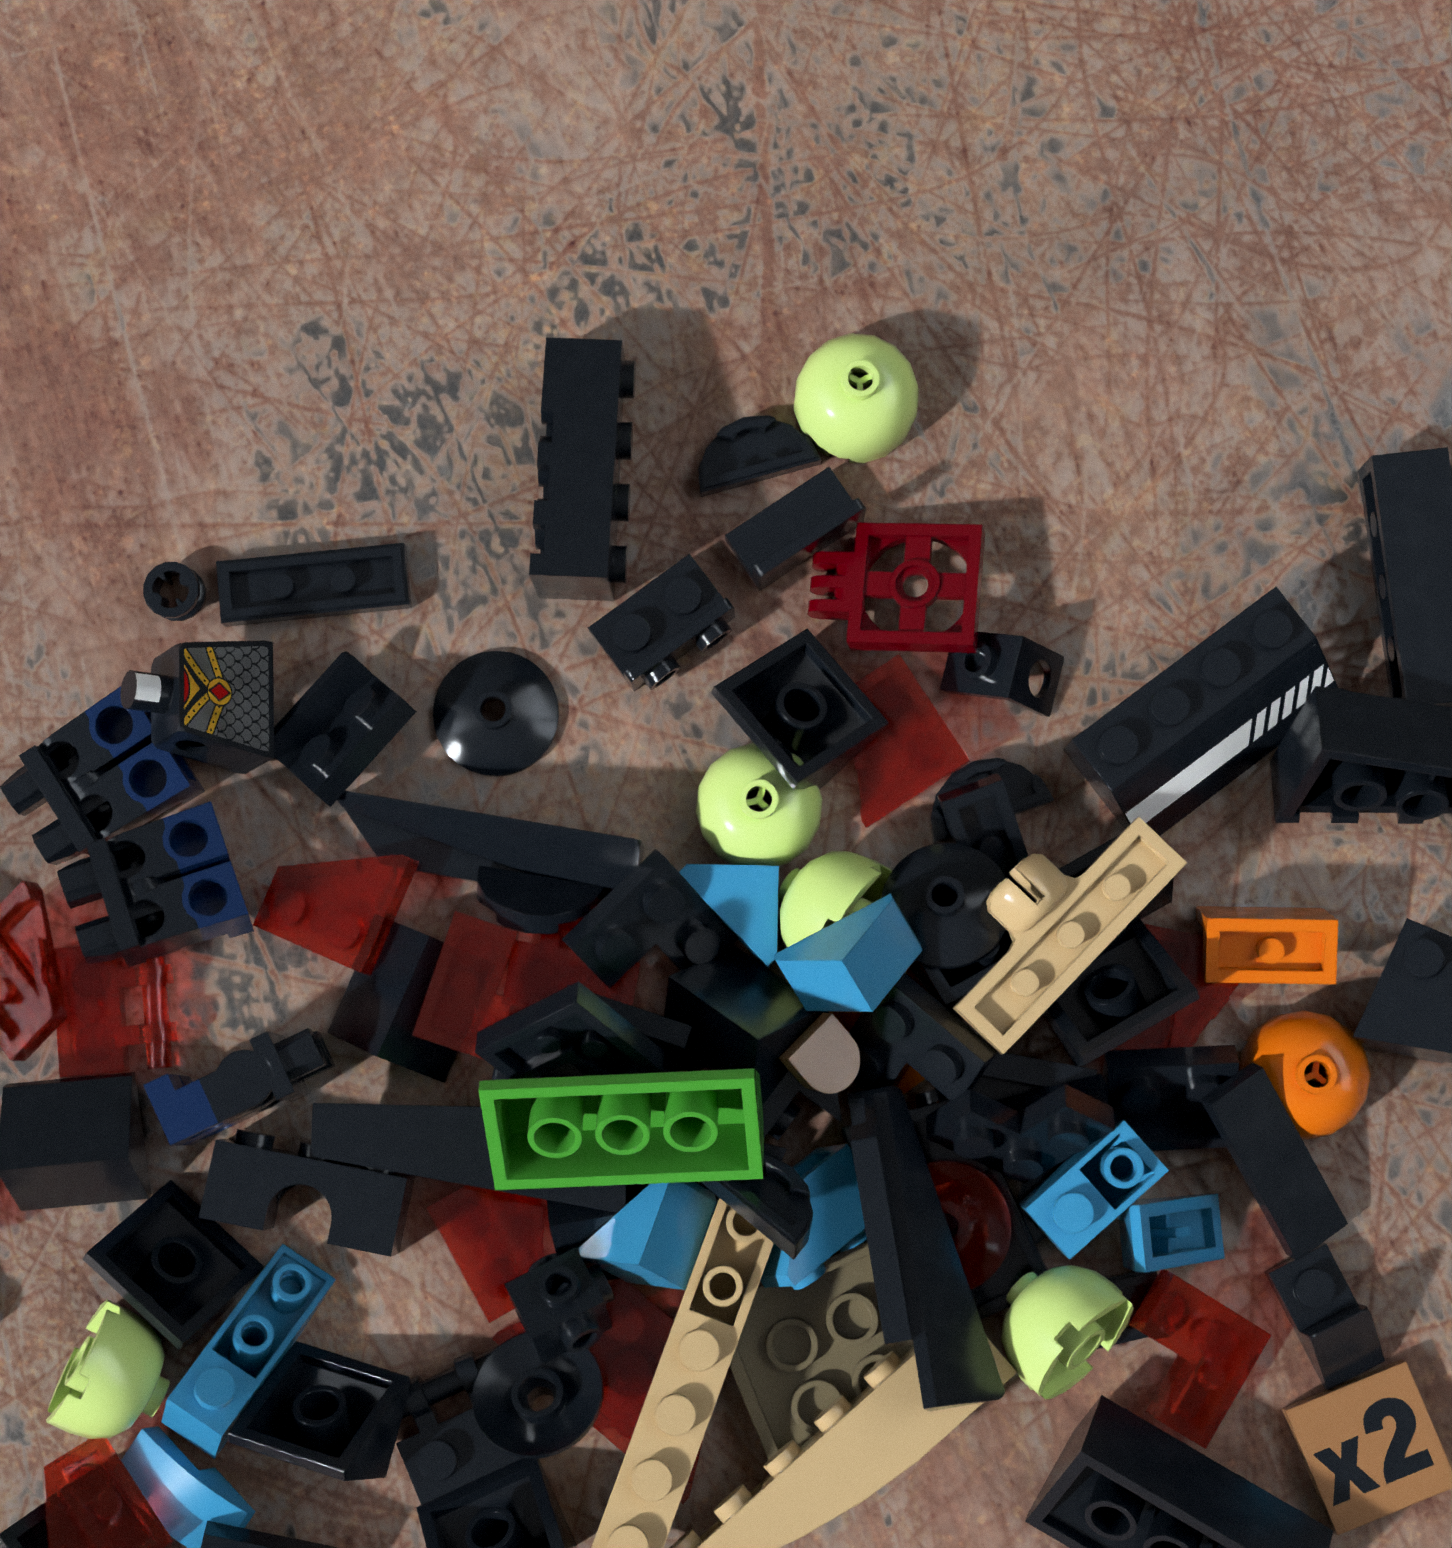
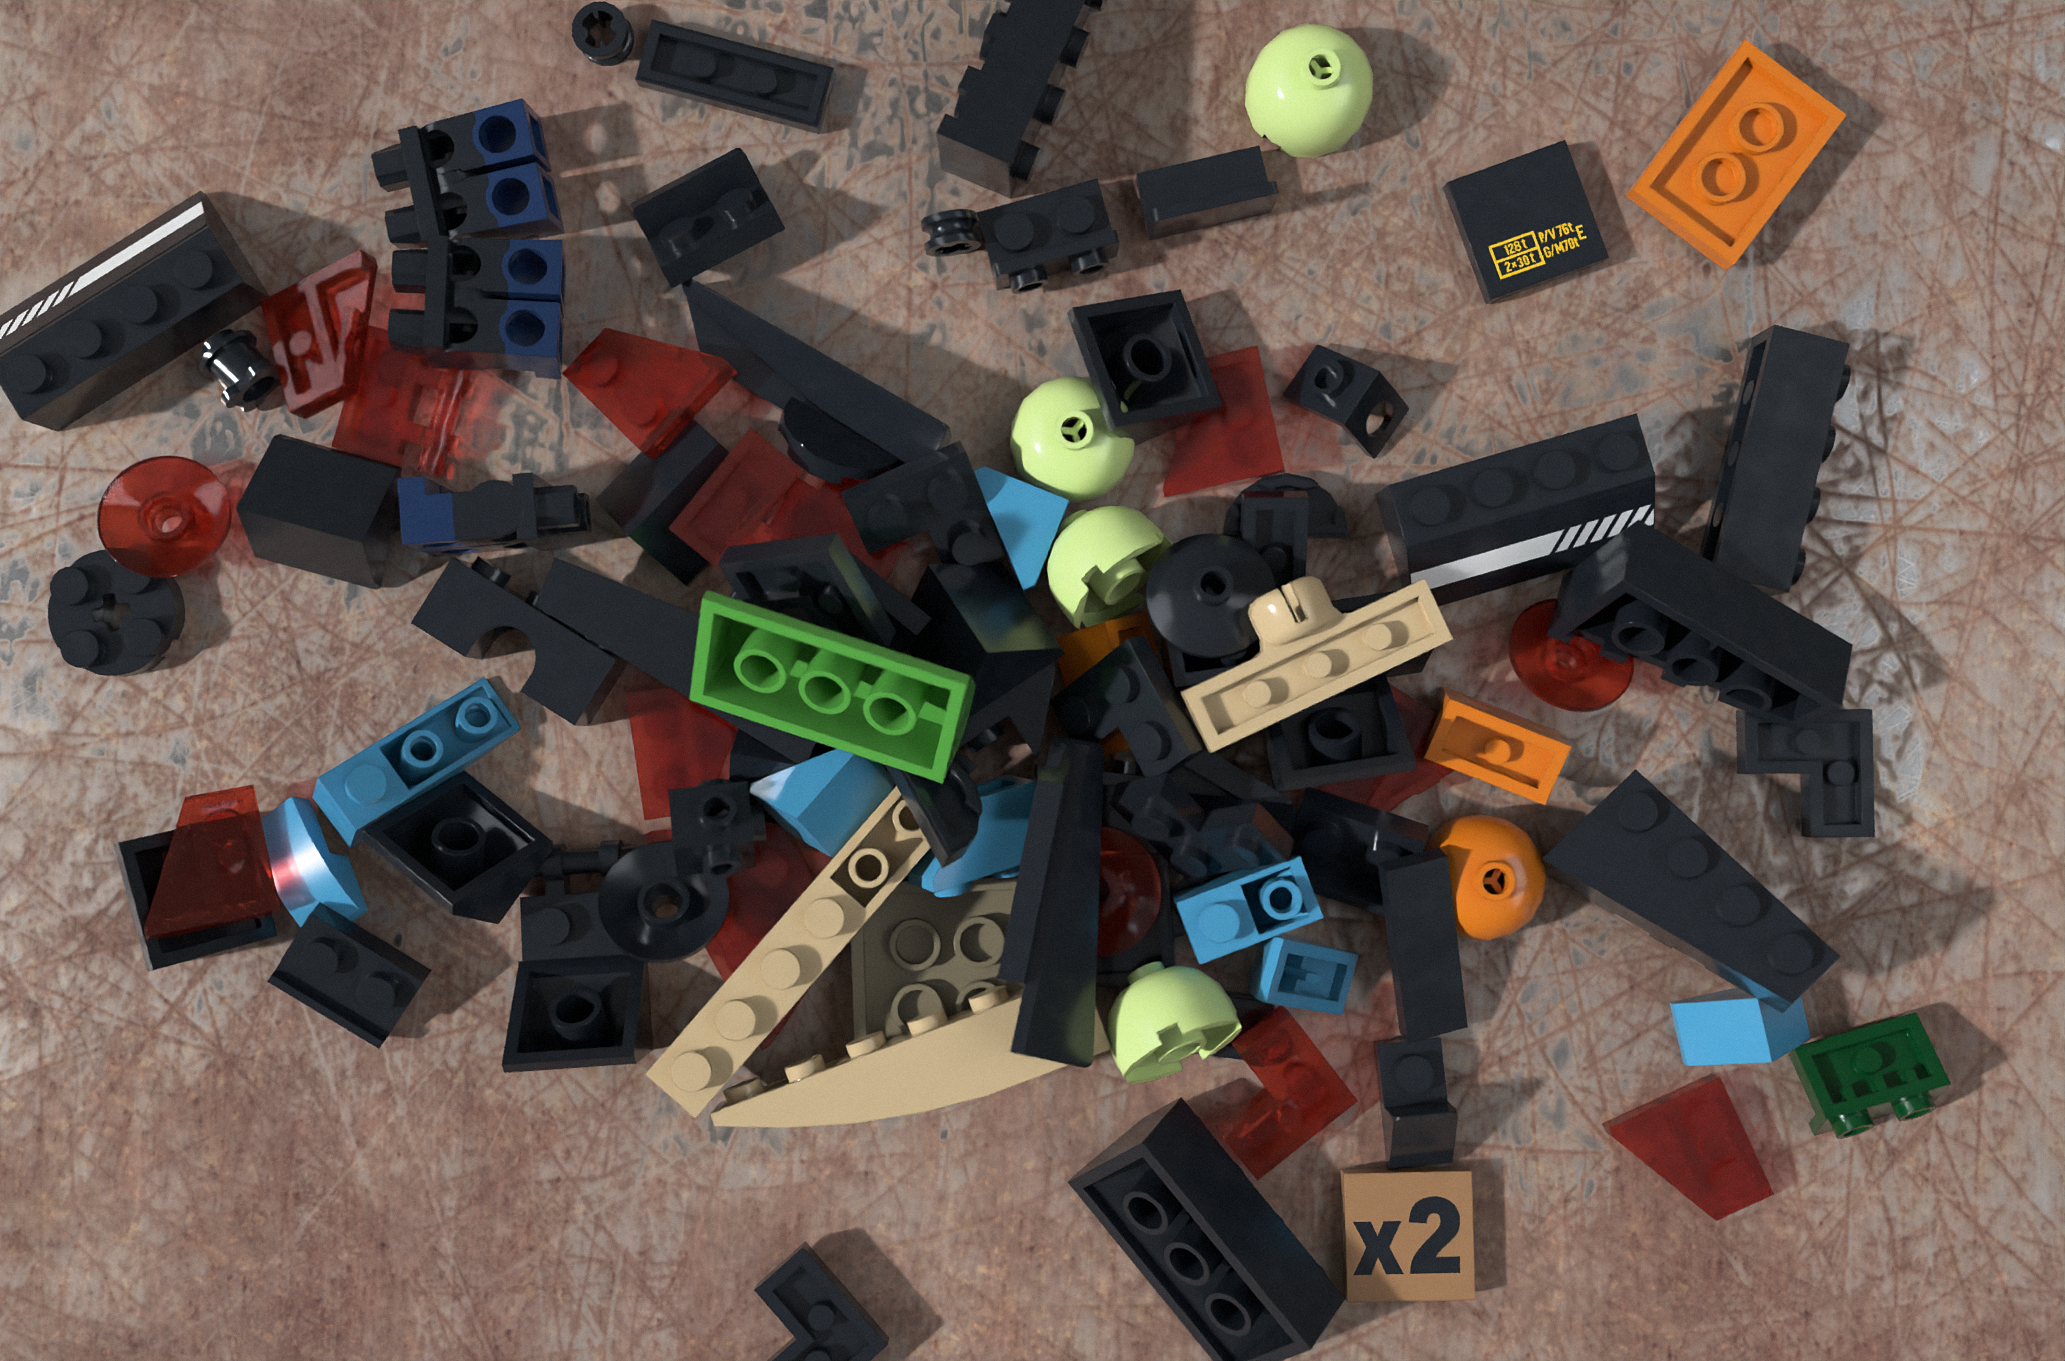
camera: 10 degrees right, 5 degrees up
(110, 1376) = (278, 738): yellowish green cylinder -> none
(174, 1265) = (373, 659): black slope -> none
(209, 702) = (593, 145): torso -> none
(504, 744) = (866, 292): black dish -> none
(571, 655) = (950, 232): none -> black bush
(752, 452) = (1193, 106): black tile -> none
(823, 1056) = (1043, 692): medium nougat tile -> none
(852, 960) = (1103, 611): dark azure slope -> none
(856, 582) = (1244, 264): dark red piece -> none
(1104, 444) = (1525, 222): none -> black tile
(1274, 311) = (1735, 155): none -> orange plate
(1334, 851) = (1589, 681): none -> clear red dish

